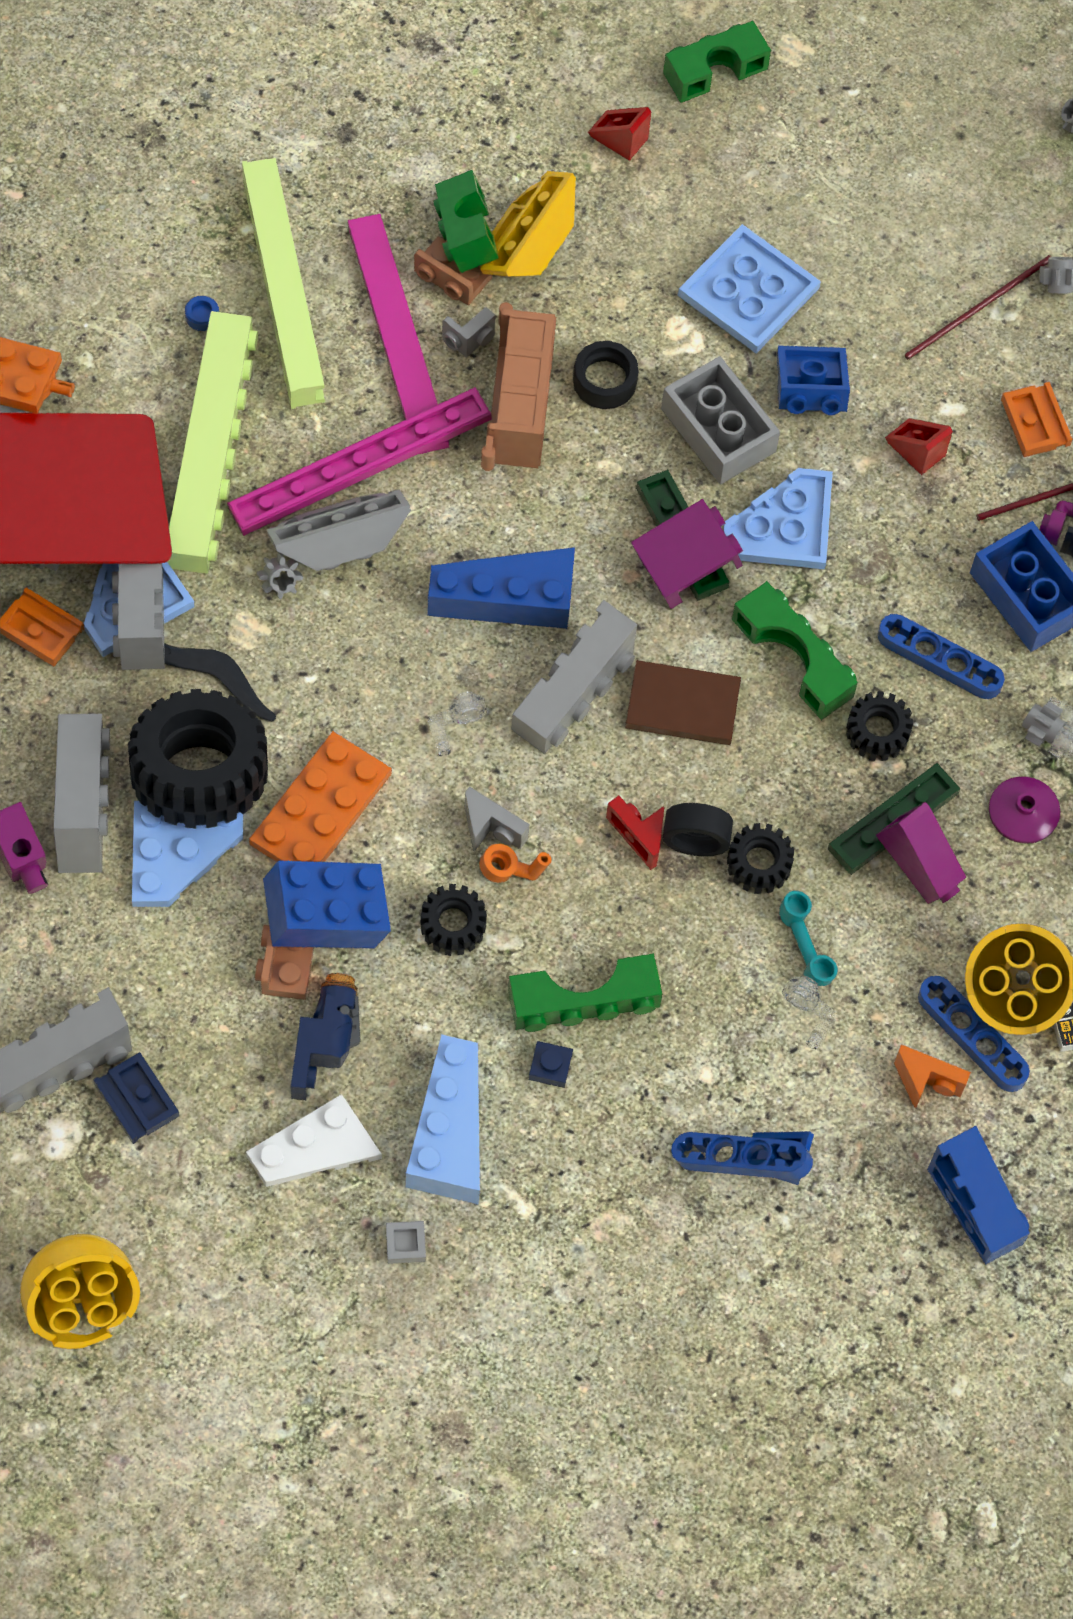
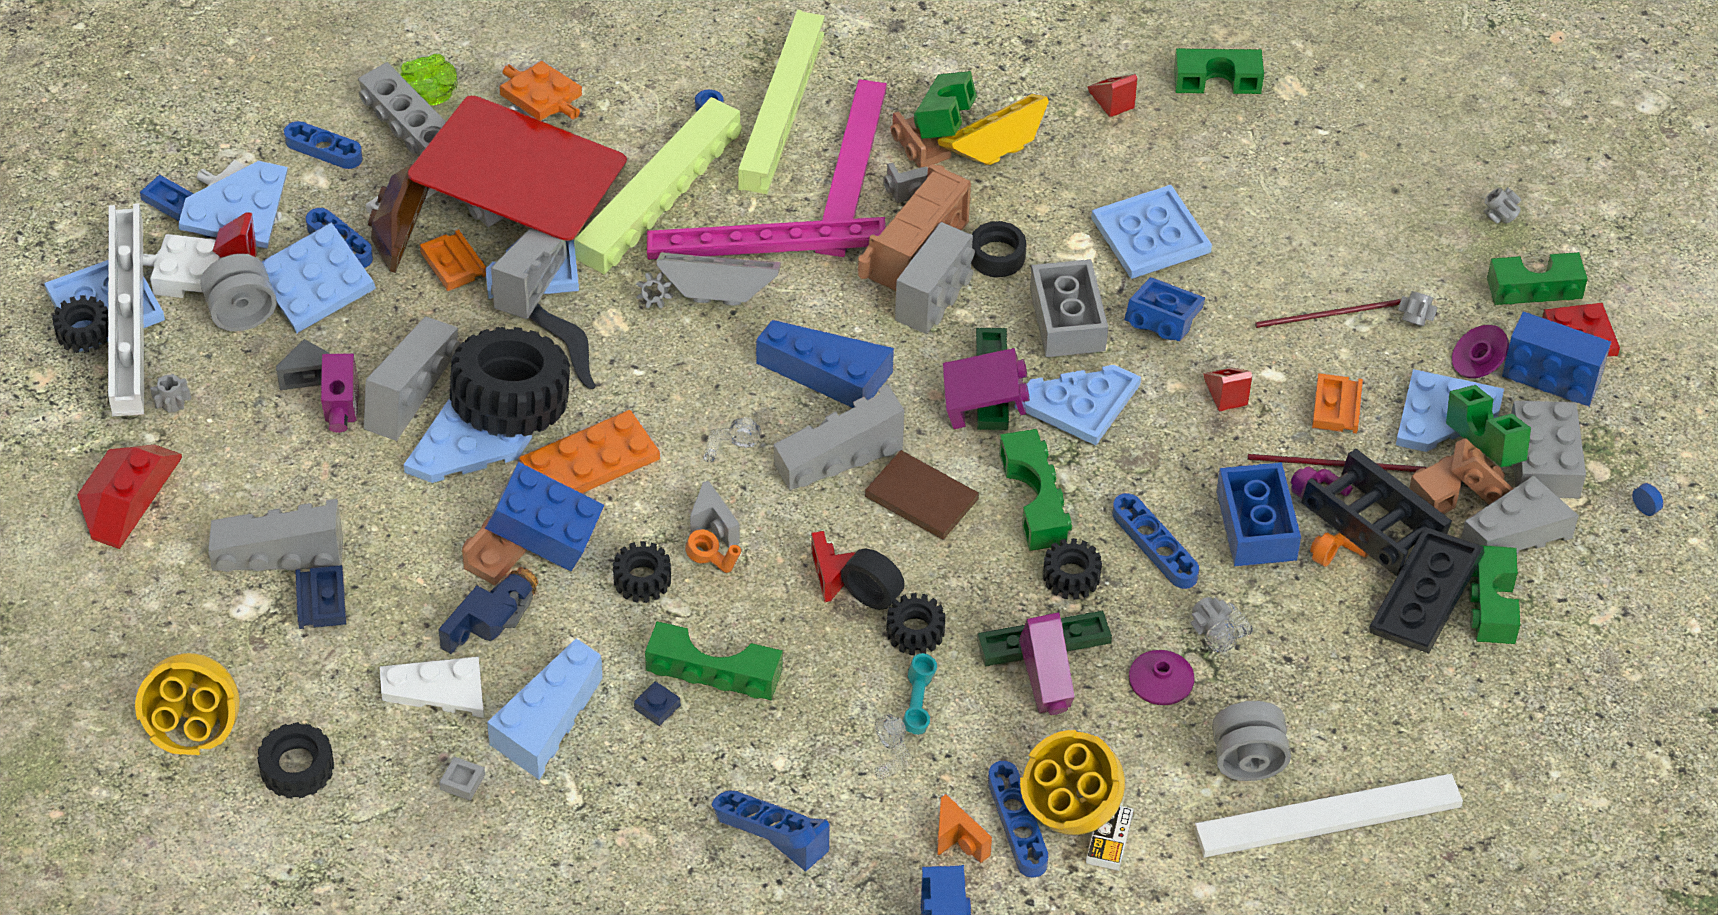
camera: 30 degrees right, 15 degrees down
(222, 1329) = (296, 783): none -> black tyre
(570, 442) = (934, 278): none -> light grey brick

